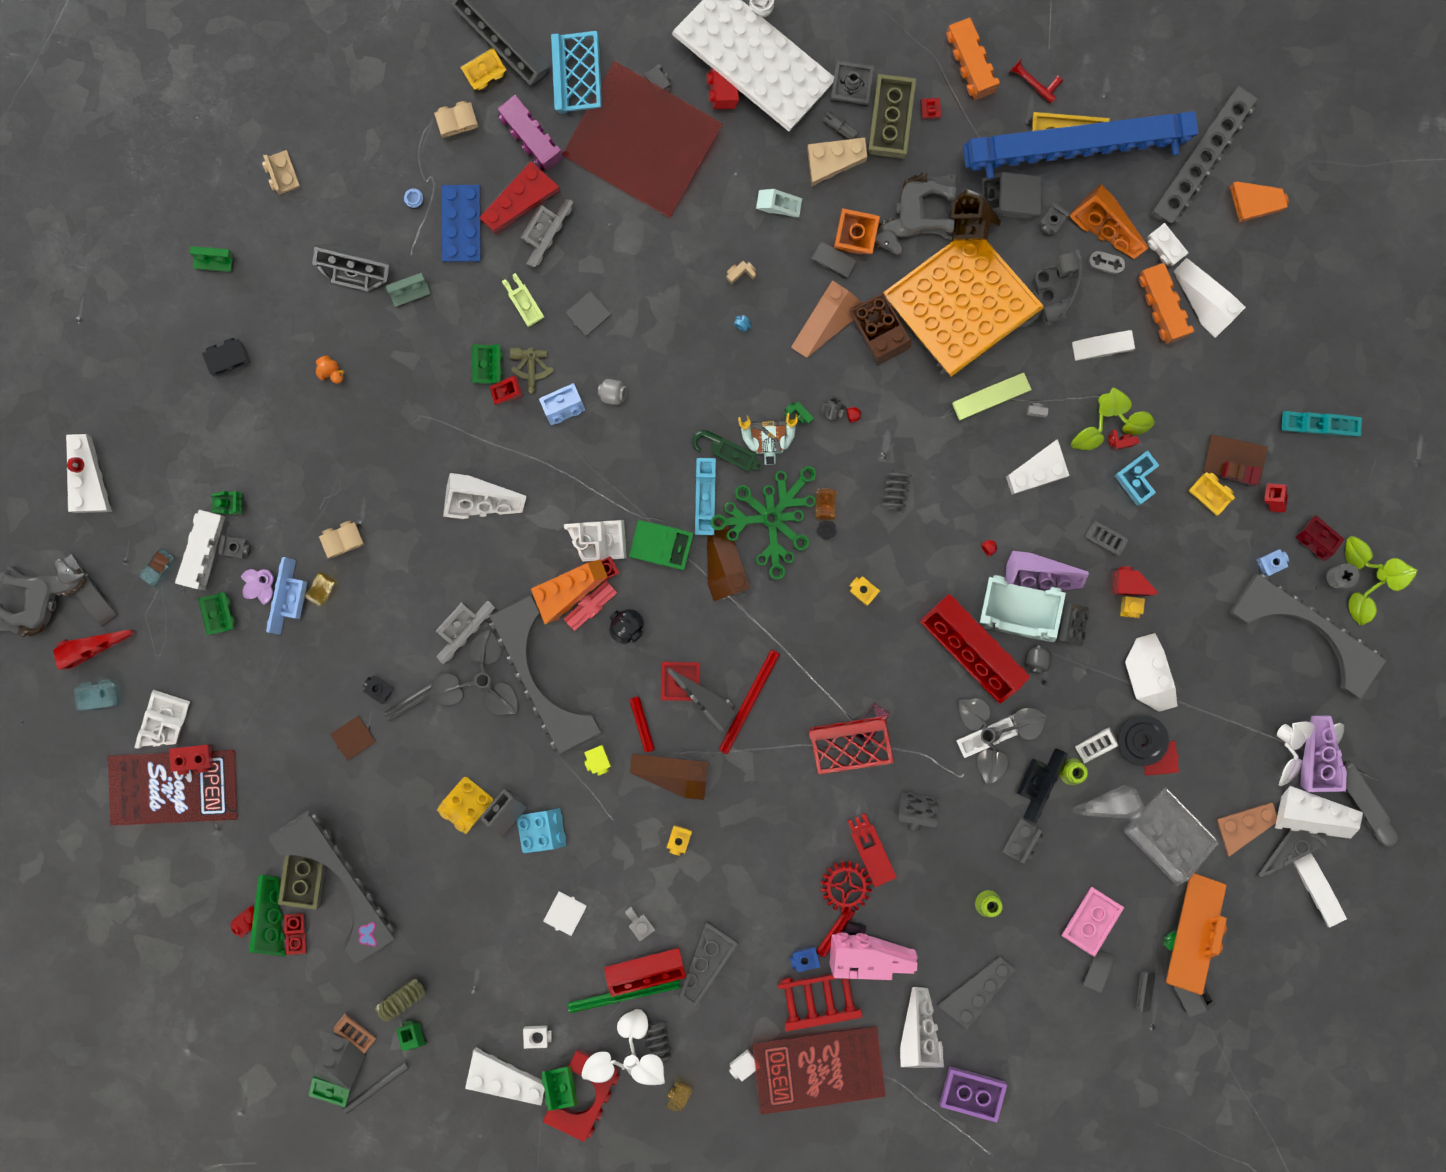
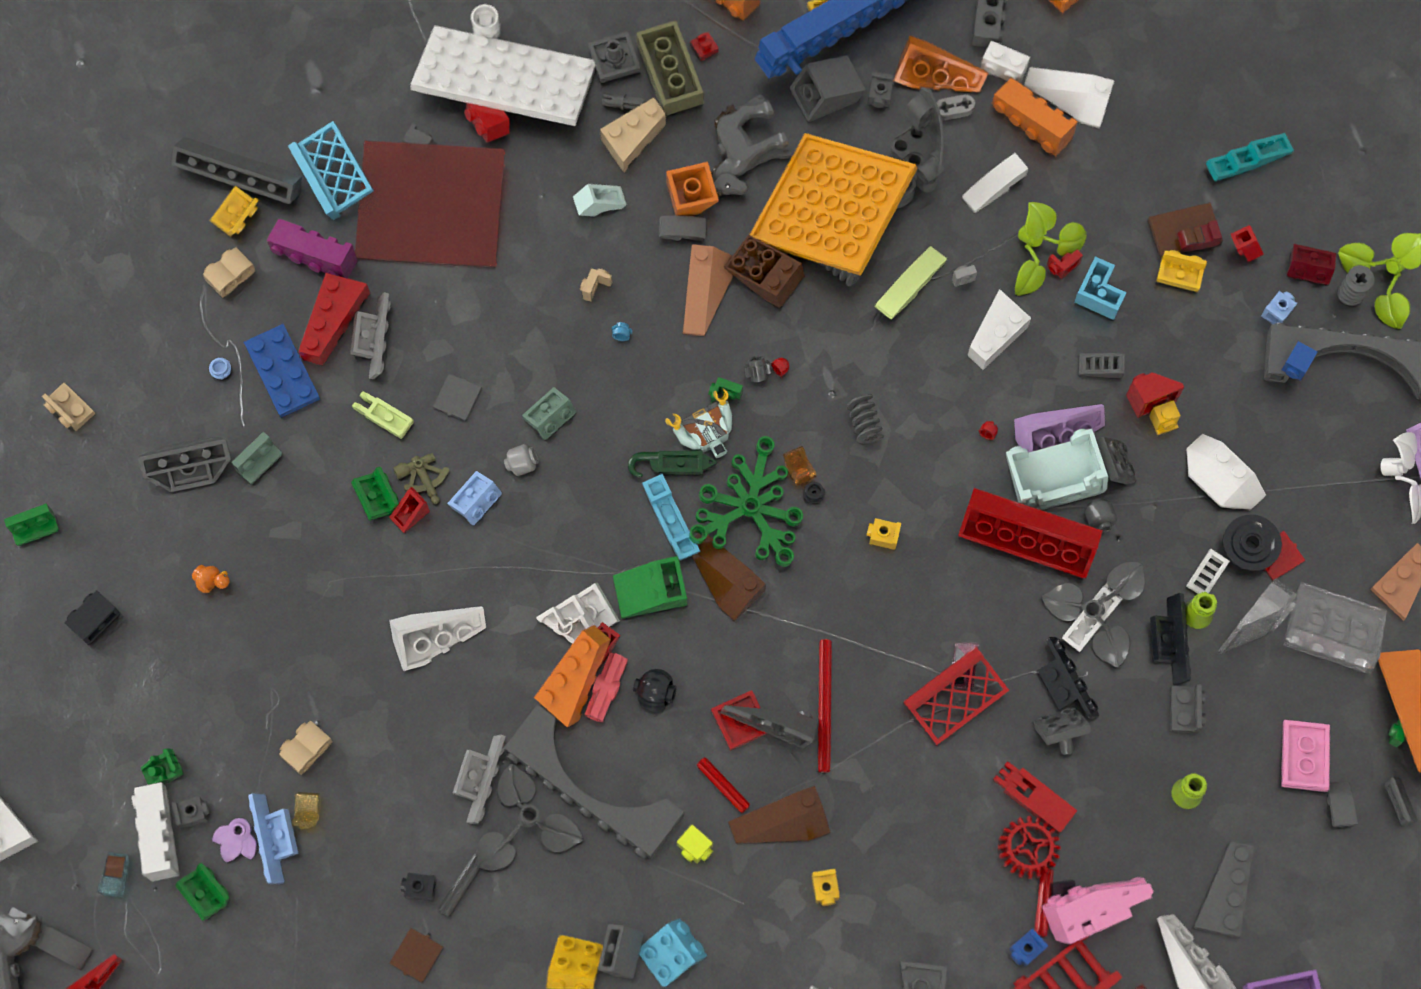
camera: 25 degrees left, 15 degrees down
(653, 363) = (549, 413): none -> sand green bracket
(940, 774) = (1064, 682): none -> black bracket
(972, 216) = (800, 119): dark brown piece -> none
(1260, 617) = (1299, 361): none -> blue brick

